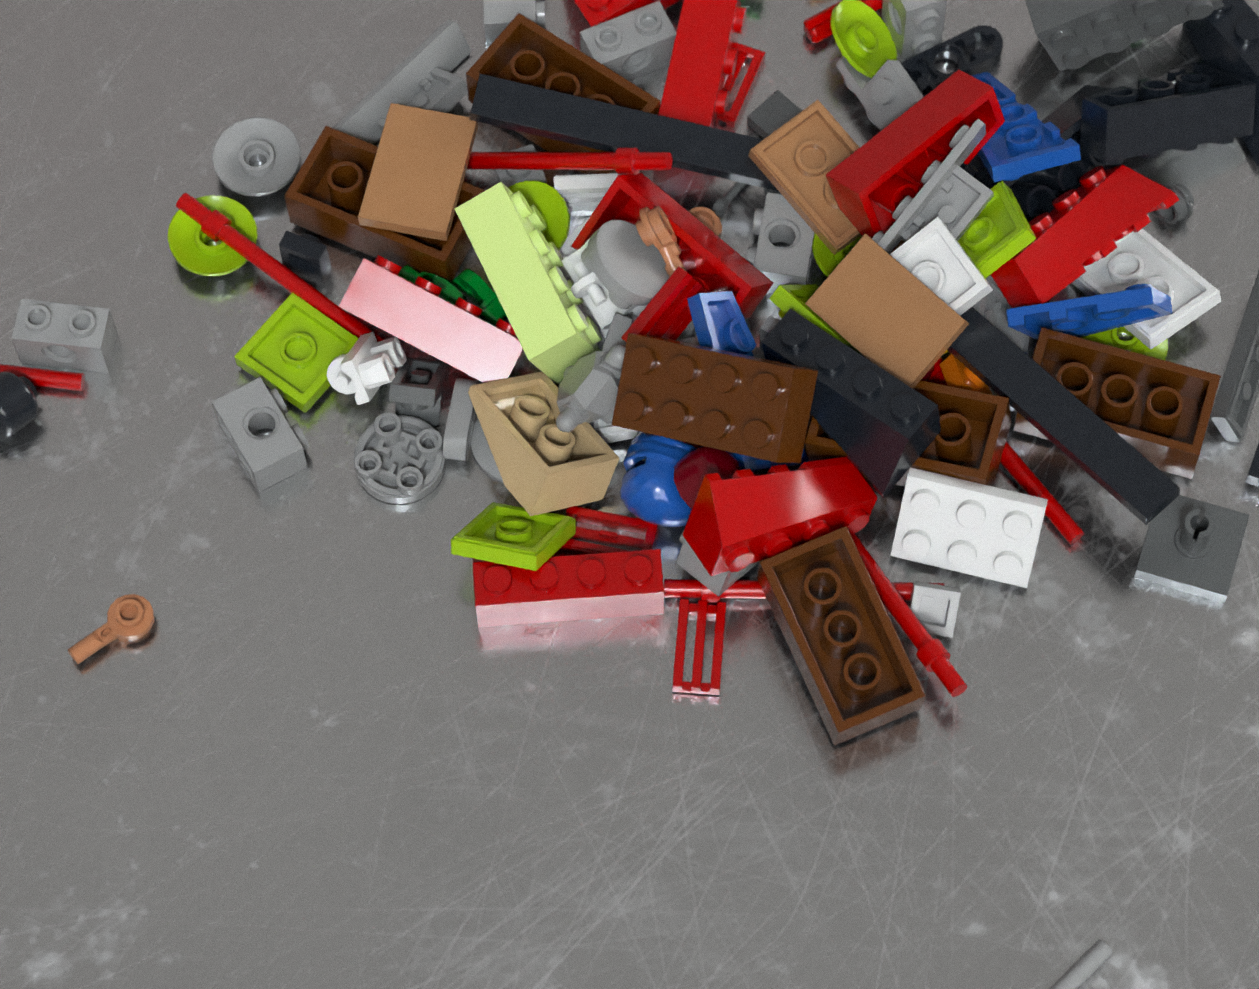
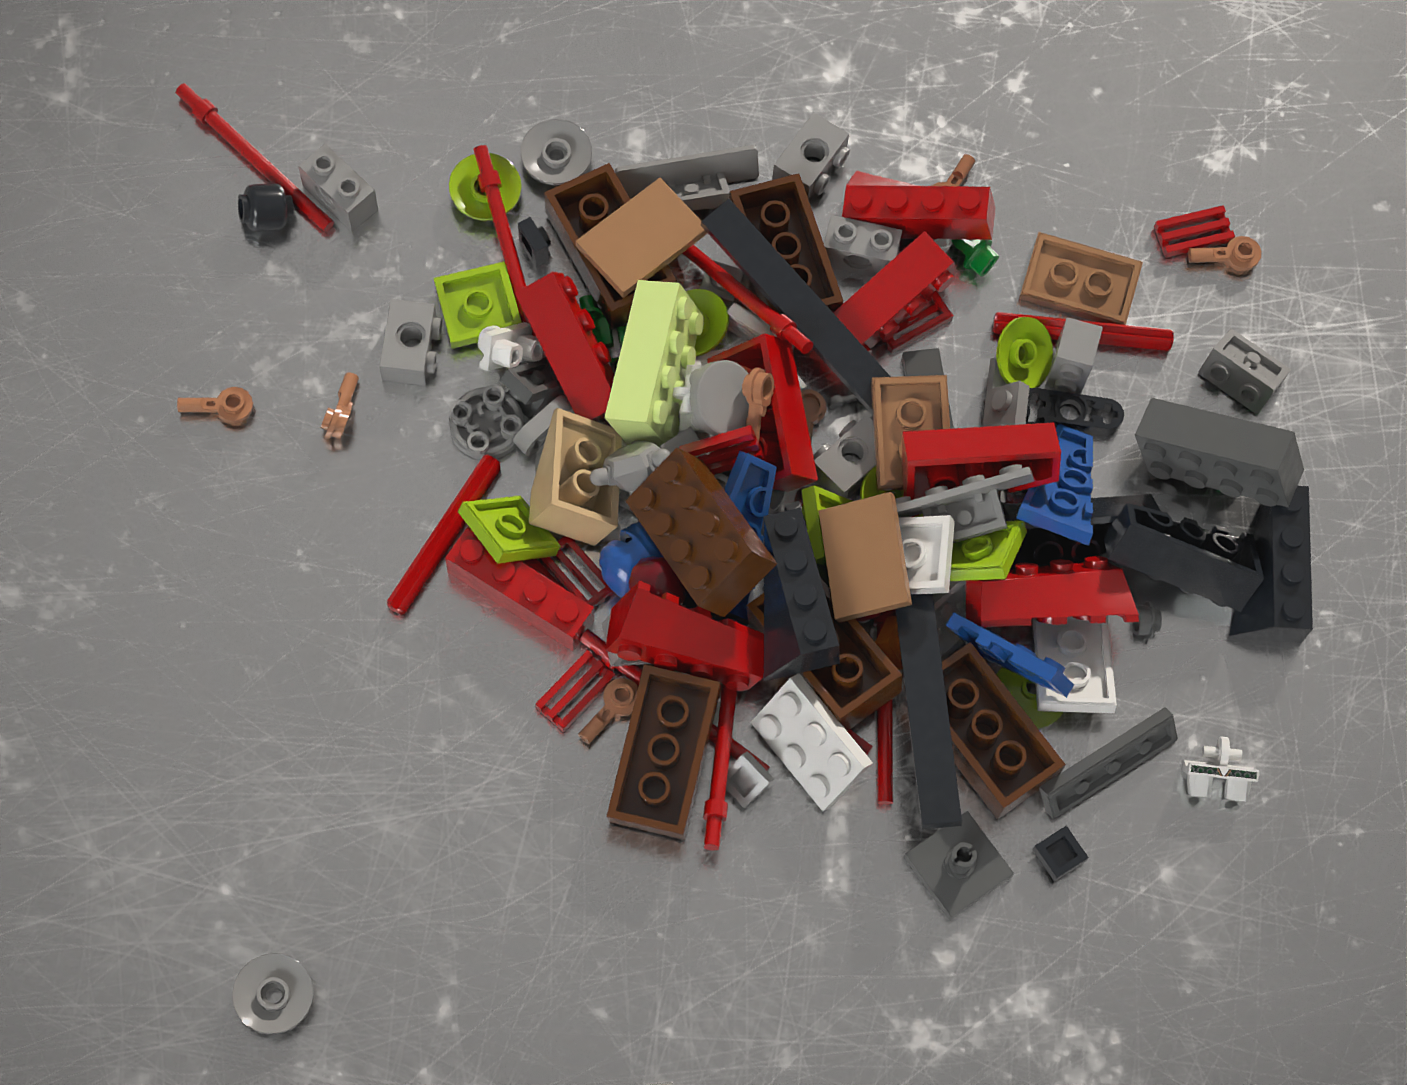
camera: 30 degrees right, 5 degrees up
(249, 557) = (336, 420): none -> nougat plate
(446, 593) = (442, 536): none -> red axle
(749, 622) = (618, 702): none -> nougat plate

